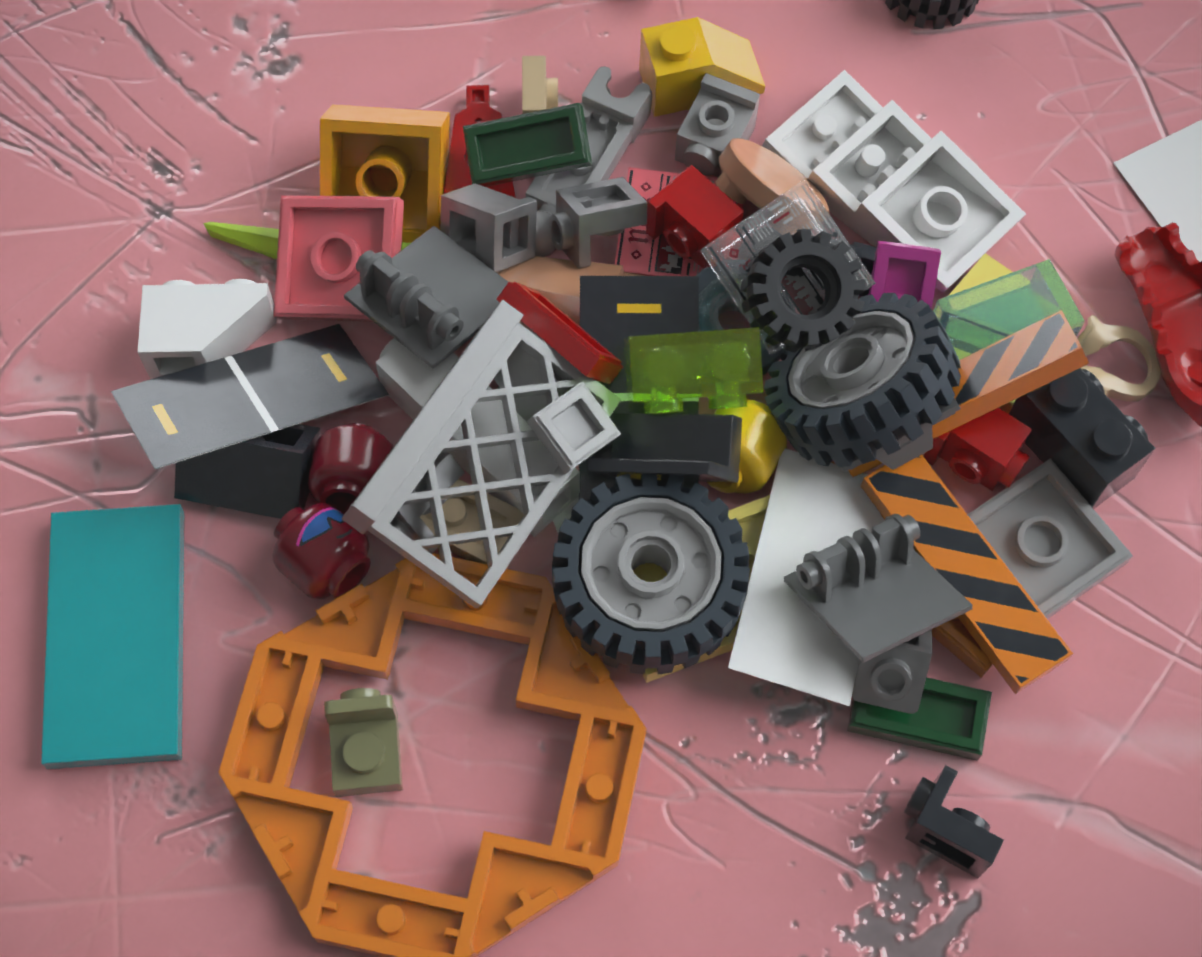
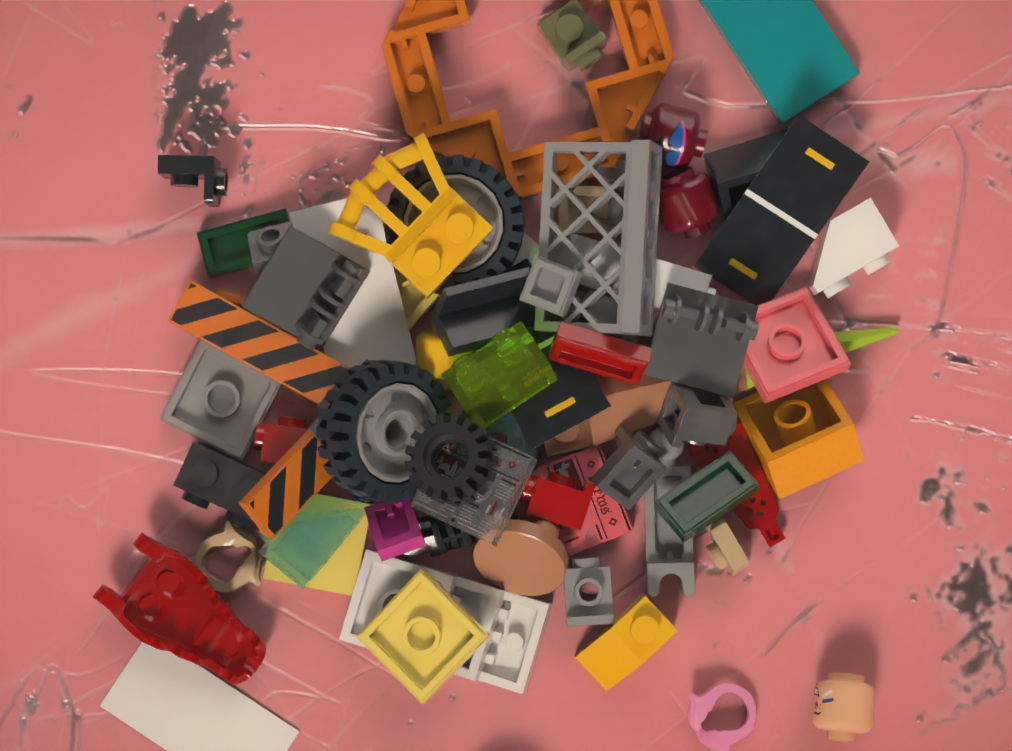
camera: 160 degrees right, 20 degrees up
(690, 546) = (435, 240): none -> yellow plate
(929, 157) = (423, 636): none -> light yellow tile

